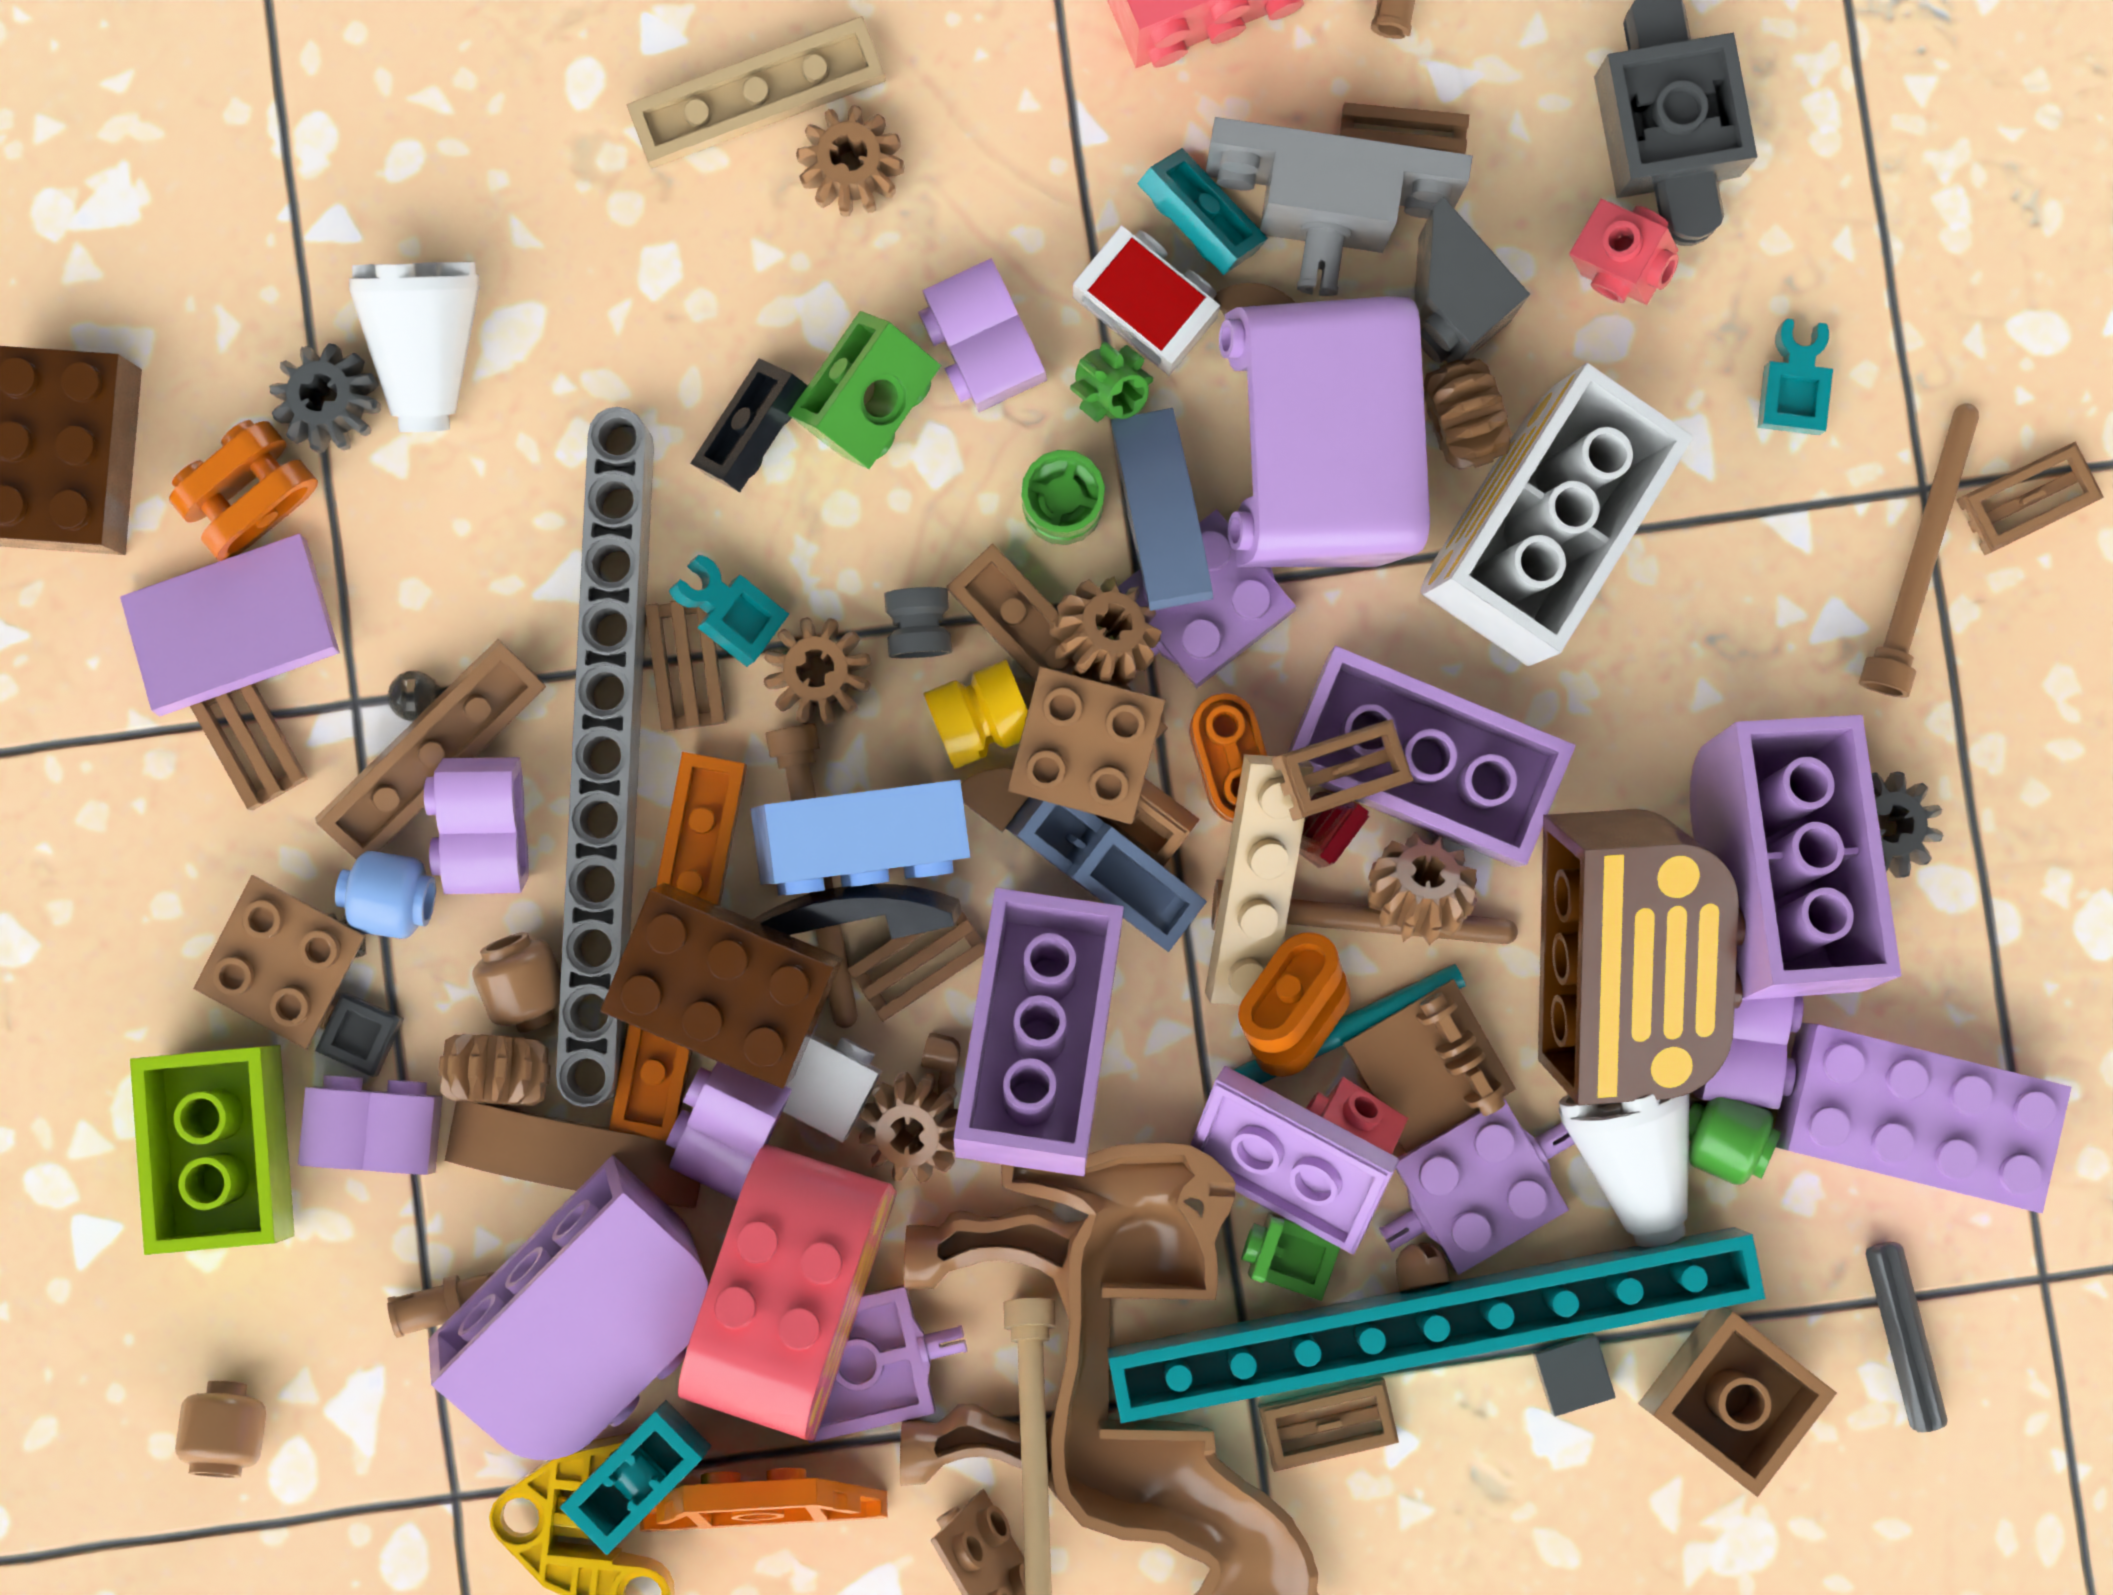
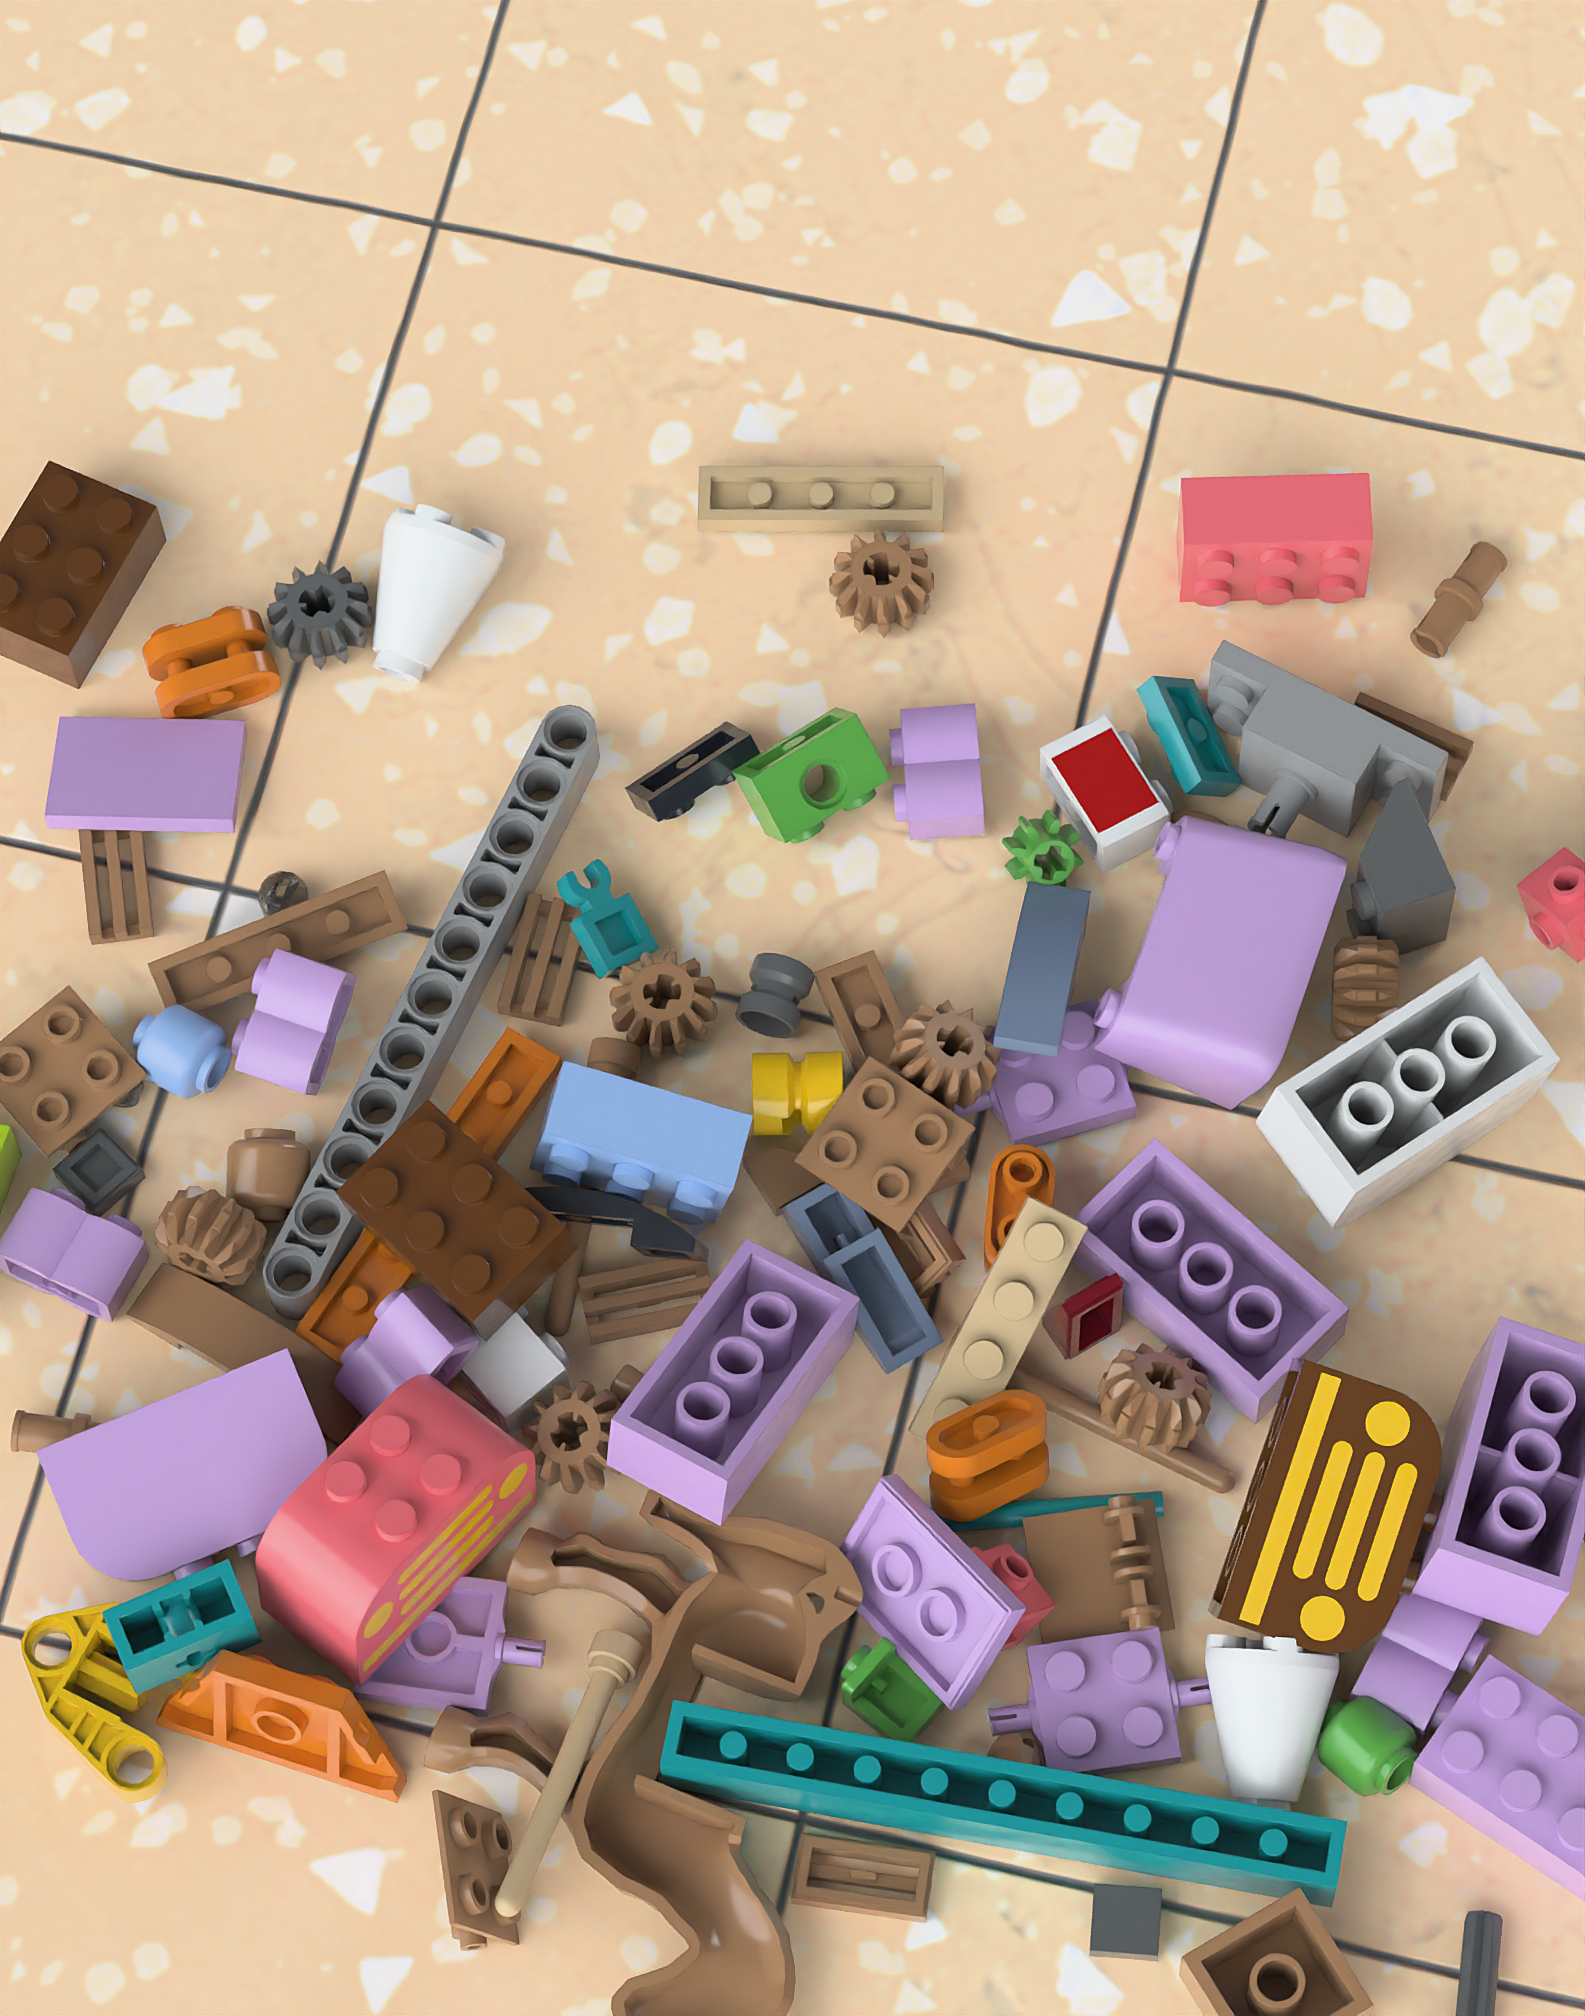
camera: 25 degrees right, 20 degrees down
(1063, 497) = (955, 931): bright green wheel -> none
(1297, 785) = (1110, 1261): medium nougat tile -> none

